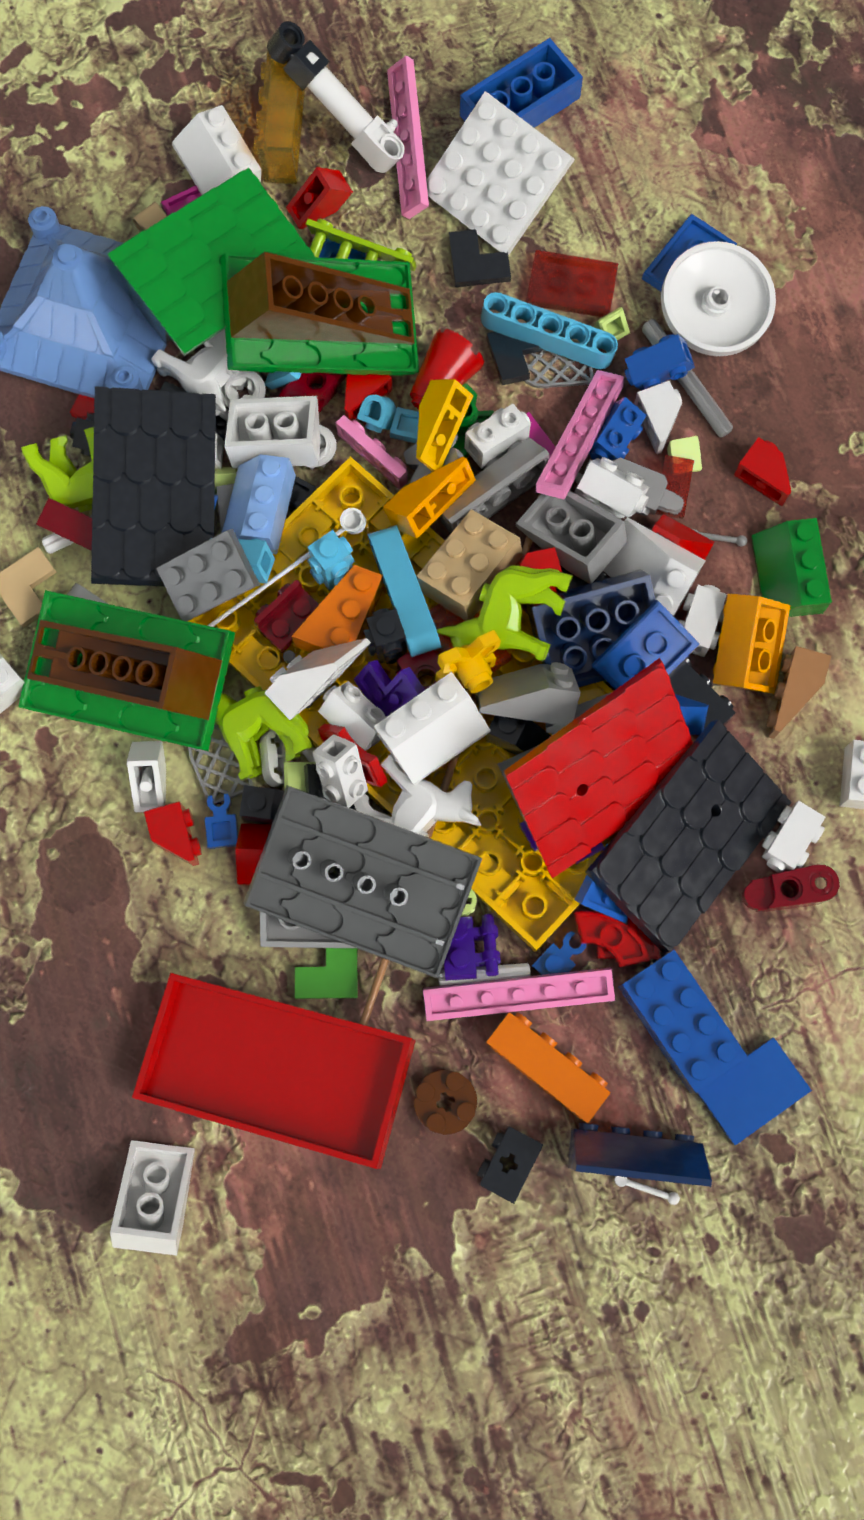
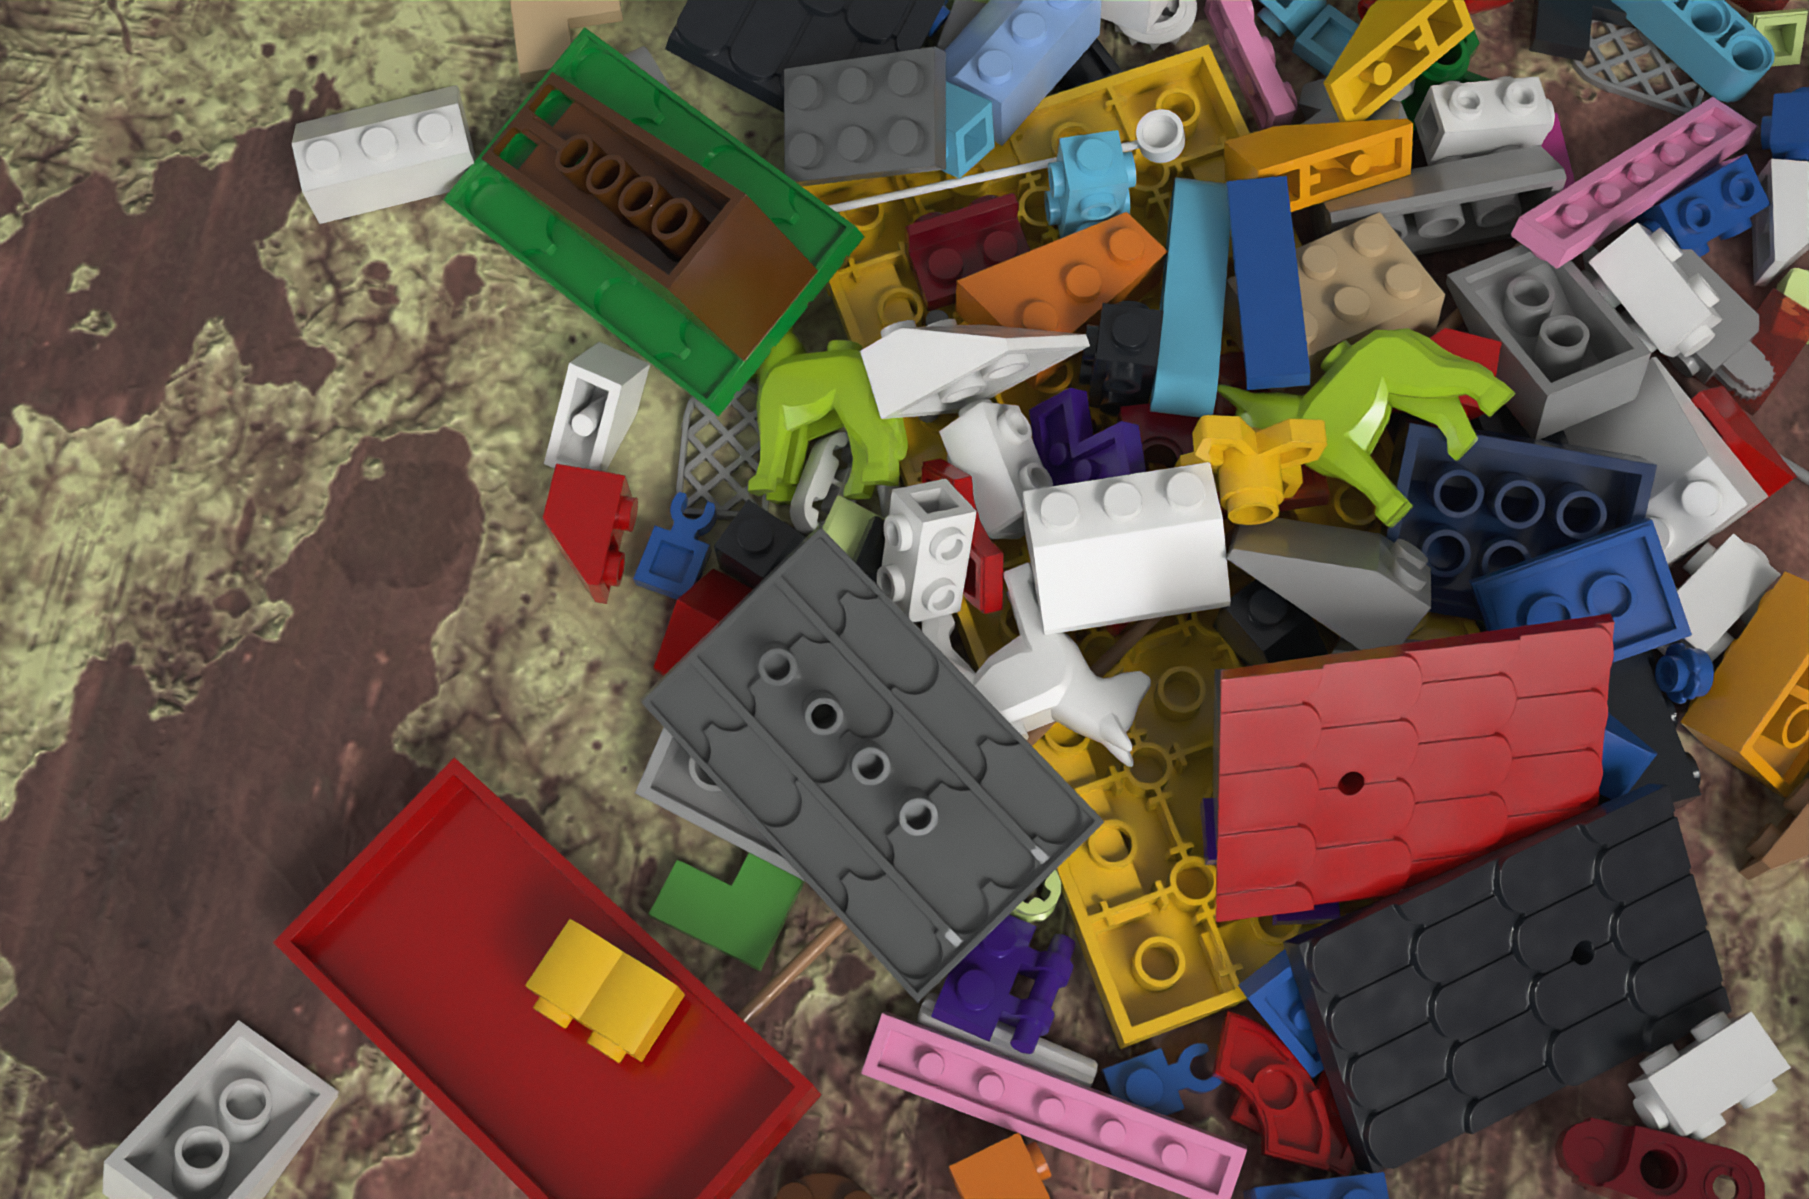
camera: 25 degrees right, 5 degrees down
(297, 1043) = (603, 991): none -> yellow brick
(436, 571) = (1267, 284): none -> blue tile
(704, 661) = (1684, 673): none -> blue plate

